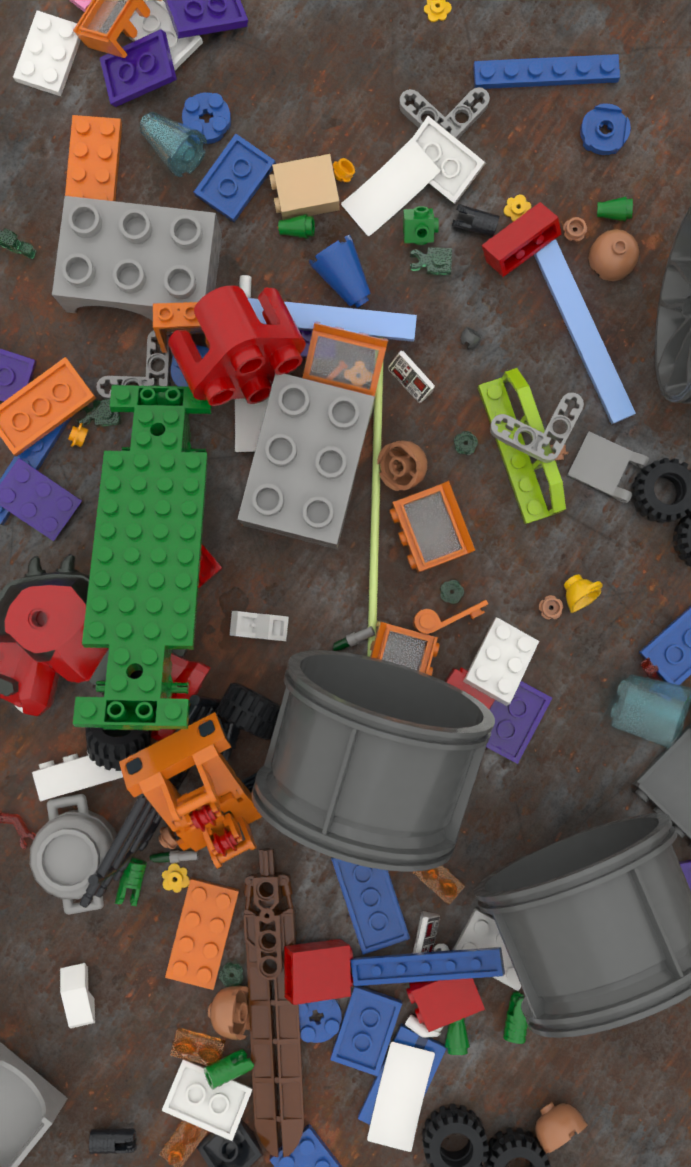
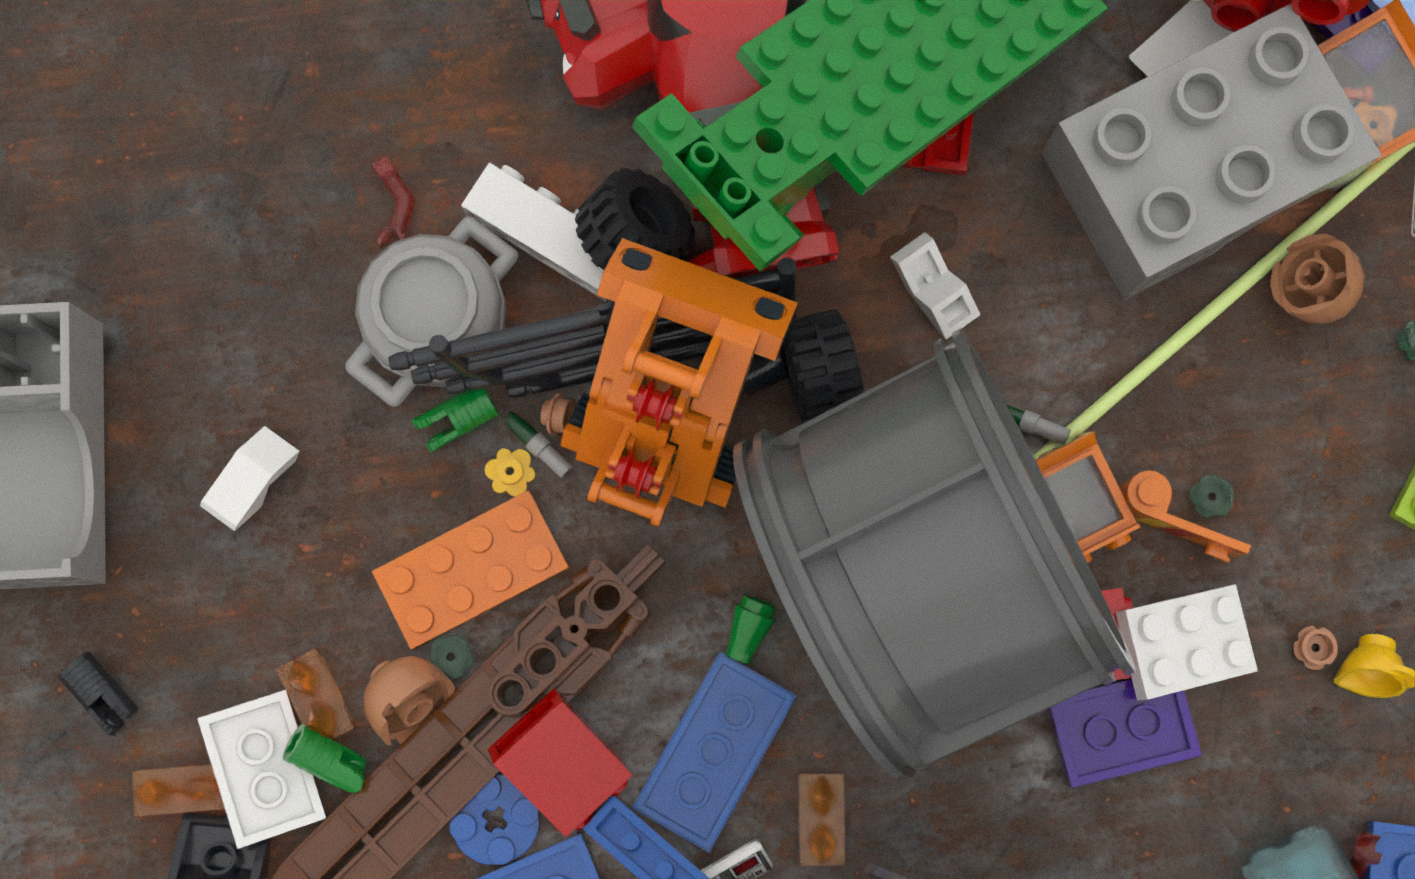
camera: 50 degrees right, 5 degrees down
(432, 527) = (1272, 394): window -> none

